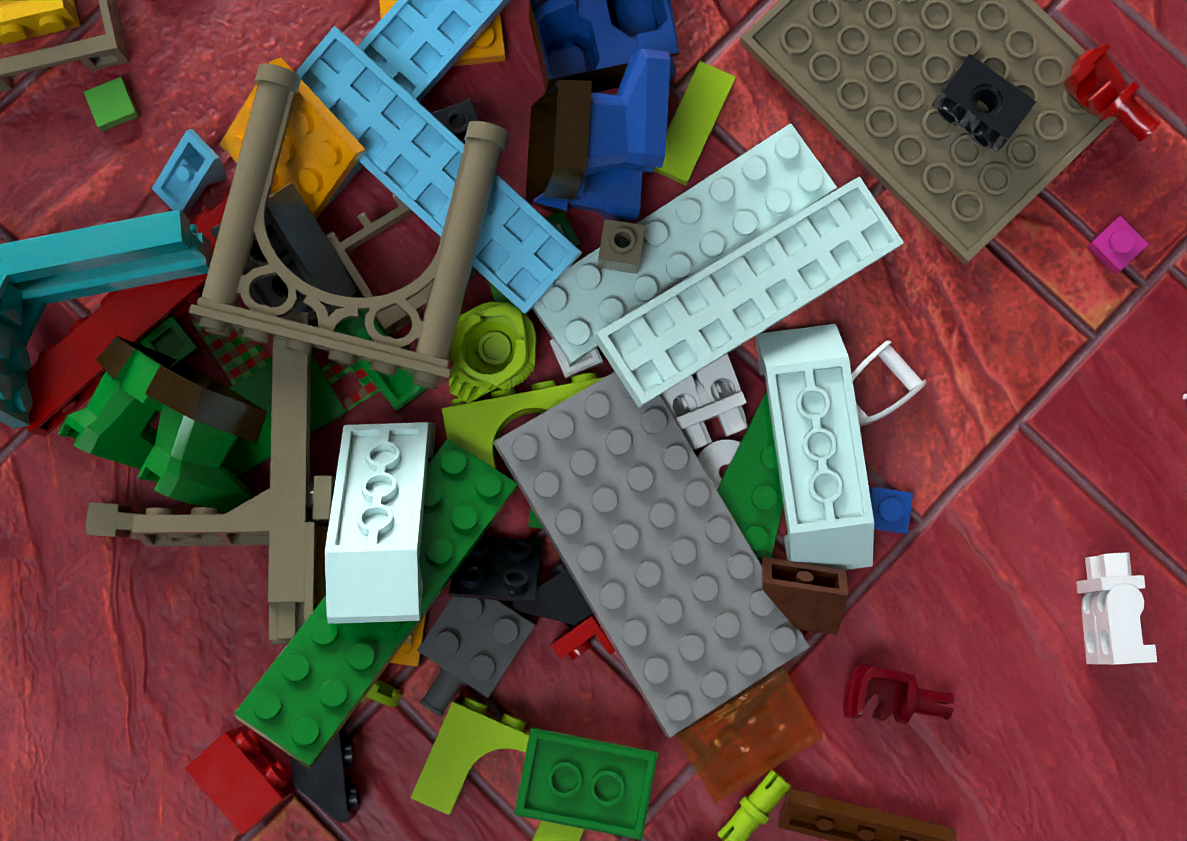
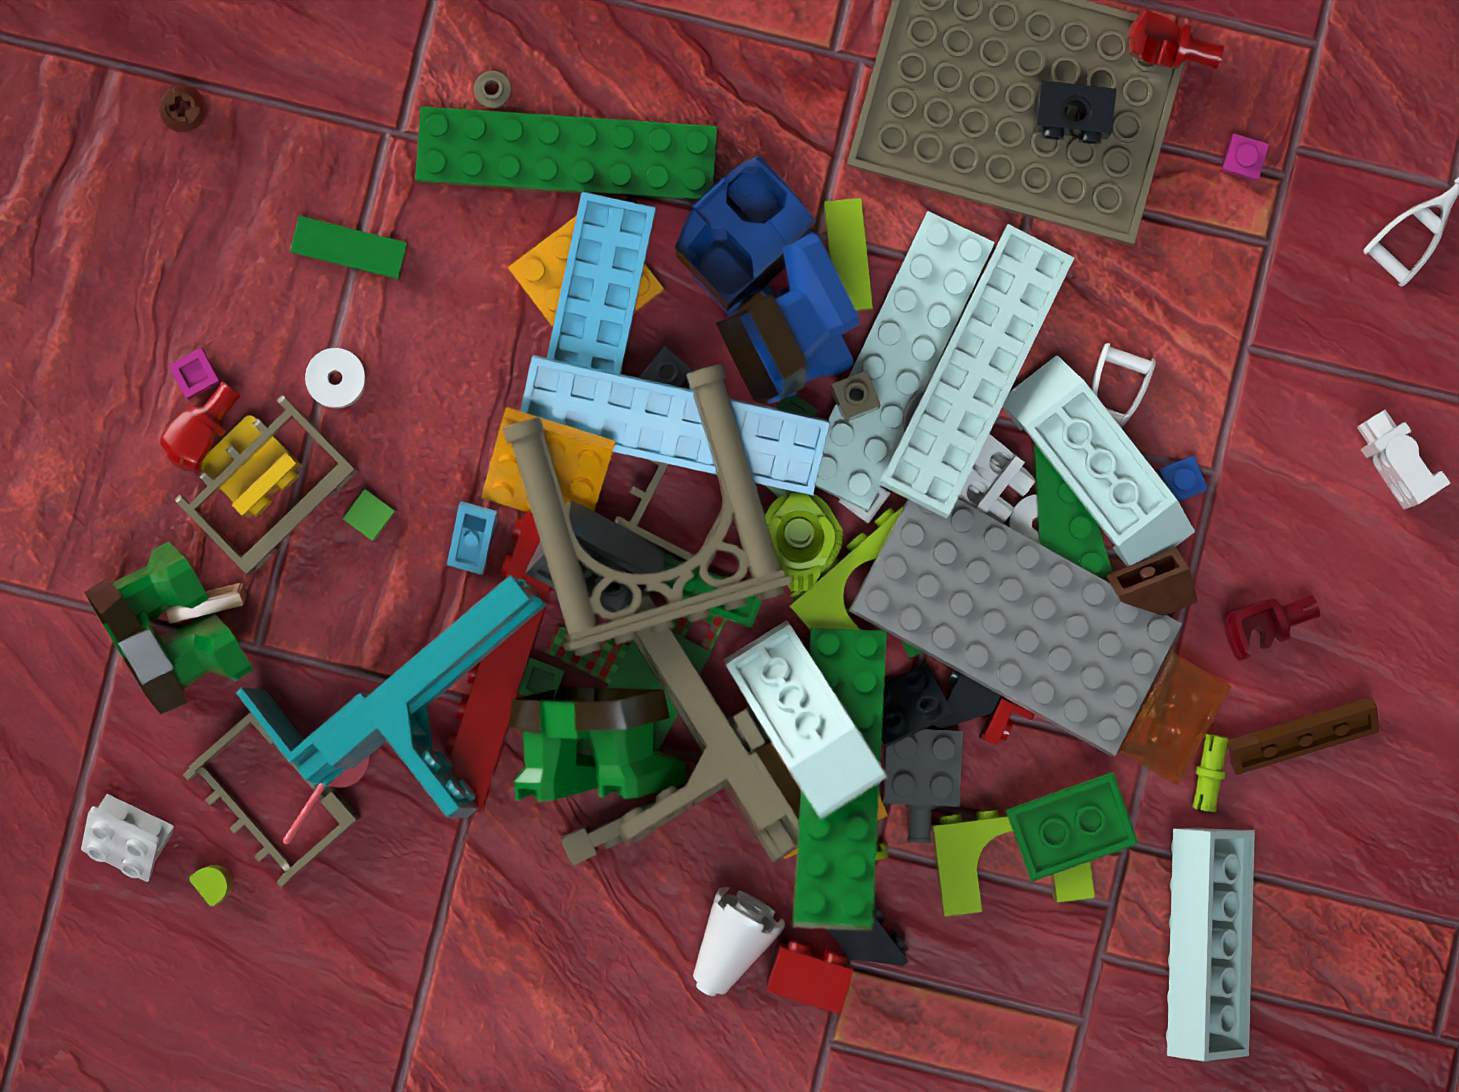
camera: 25 degrees left, 5 degrees up
(194, 697) = (733, 940): none -> white cone

